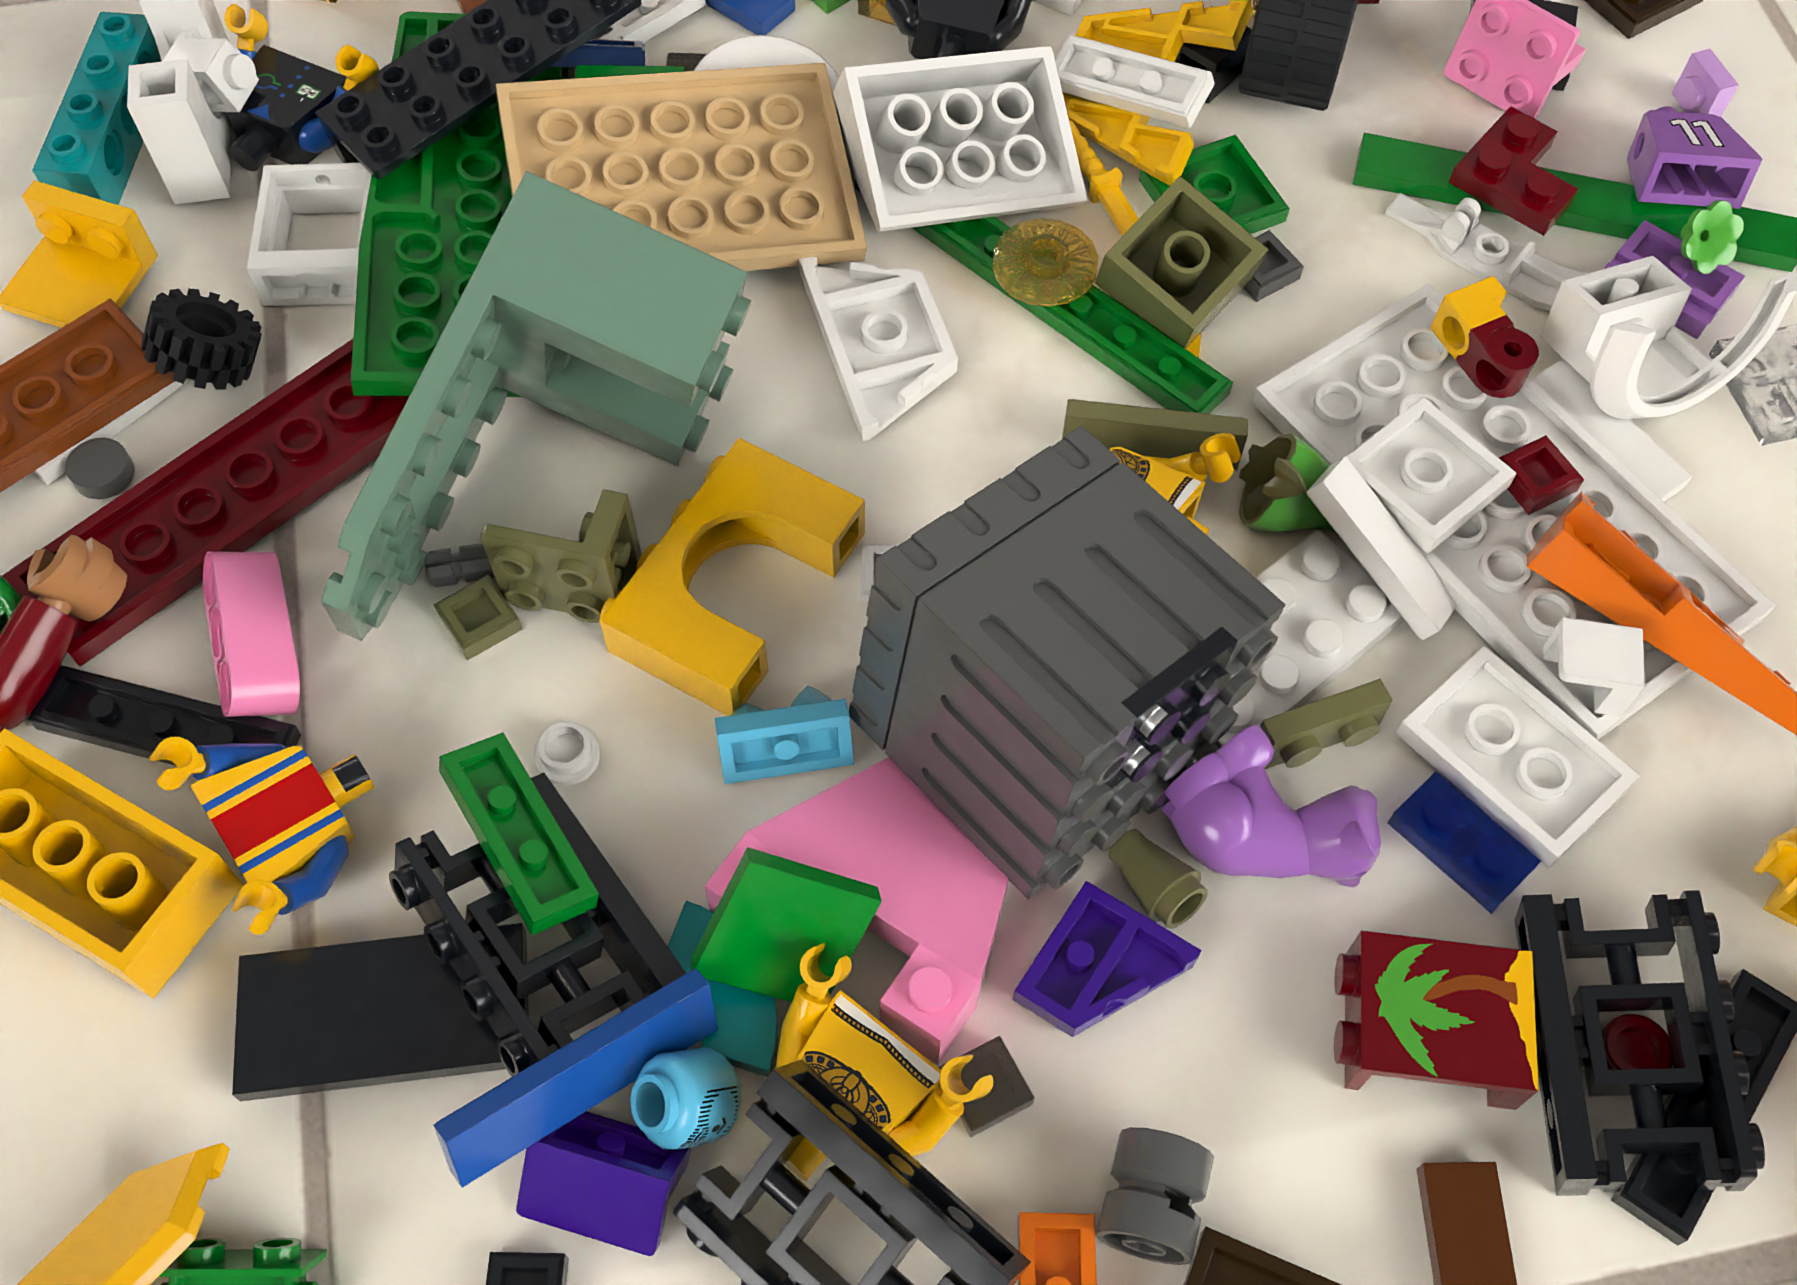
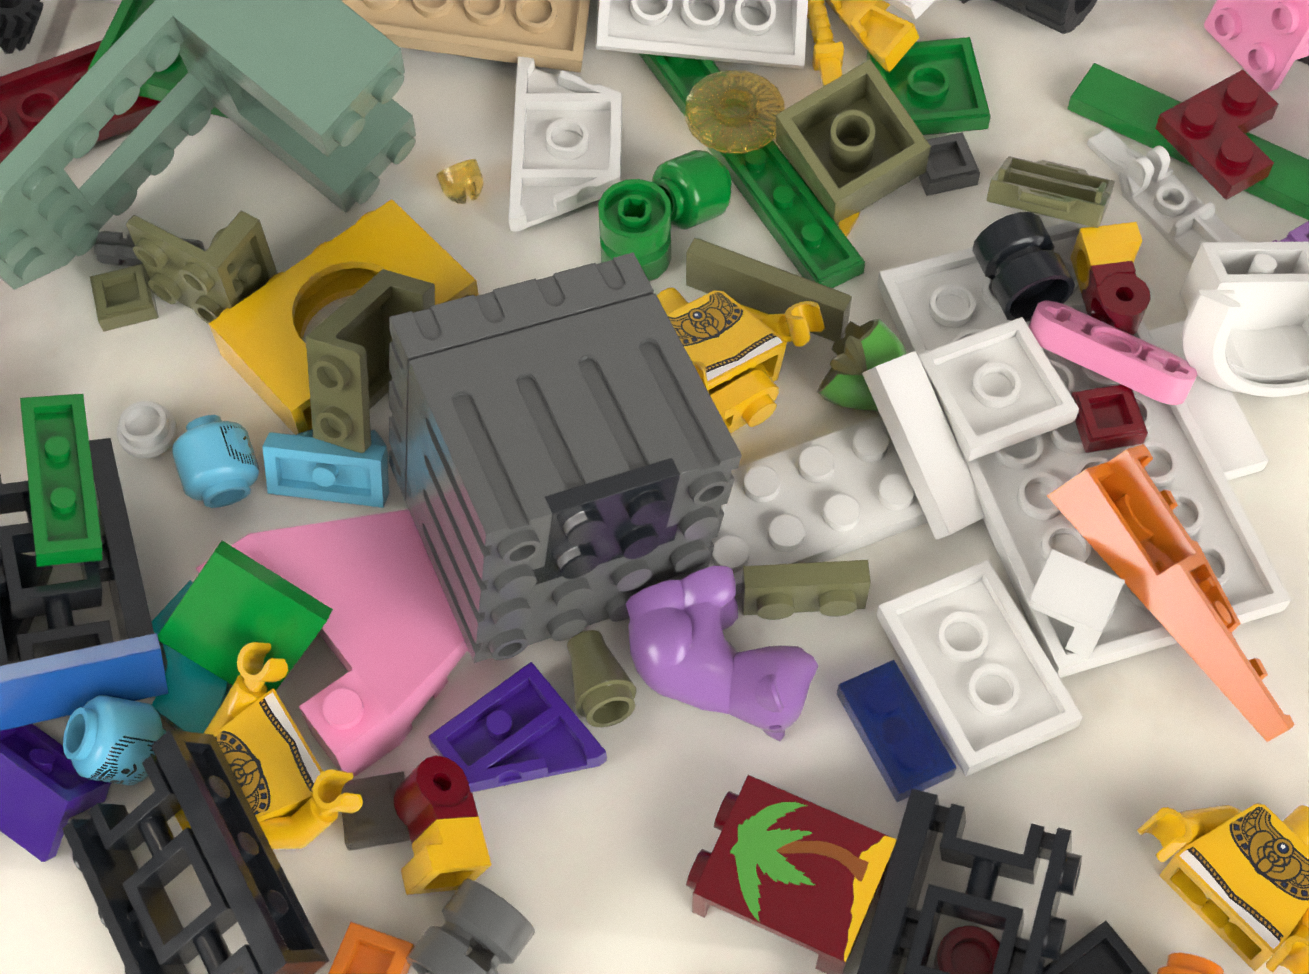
camera: 20 degrees right, 0 degrees up
(661, 765) = (215, 461): none -> medium azure head
(793, 403) = (461, 179): none -> clear yellow hinge
(795, 601) = (352, 357): none -> olive panel
(1000, 408) = (636, 220): none -> green wheel
(1033, 352) = (696, 187): none -> green head
(1069, 1082) = (441, 827): none -> leg
(1394, 265) = (1051, 190): none -> olive piece
(1411, 354) = (1022, 264): none -> black wheel
(1519, 409) = (1112, 352): none -> bright pink beam

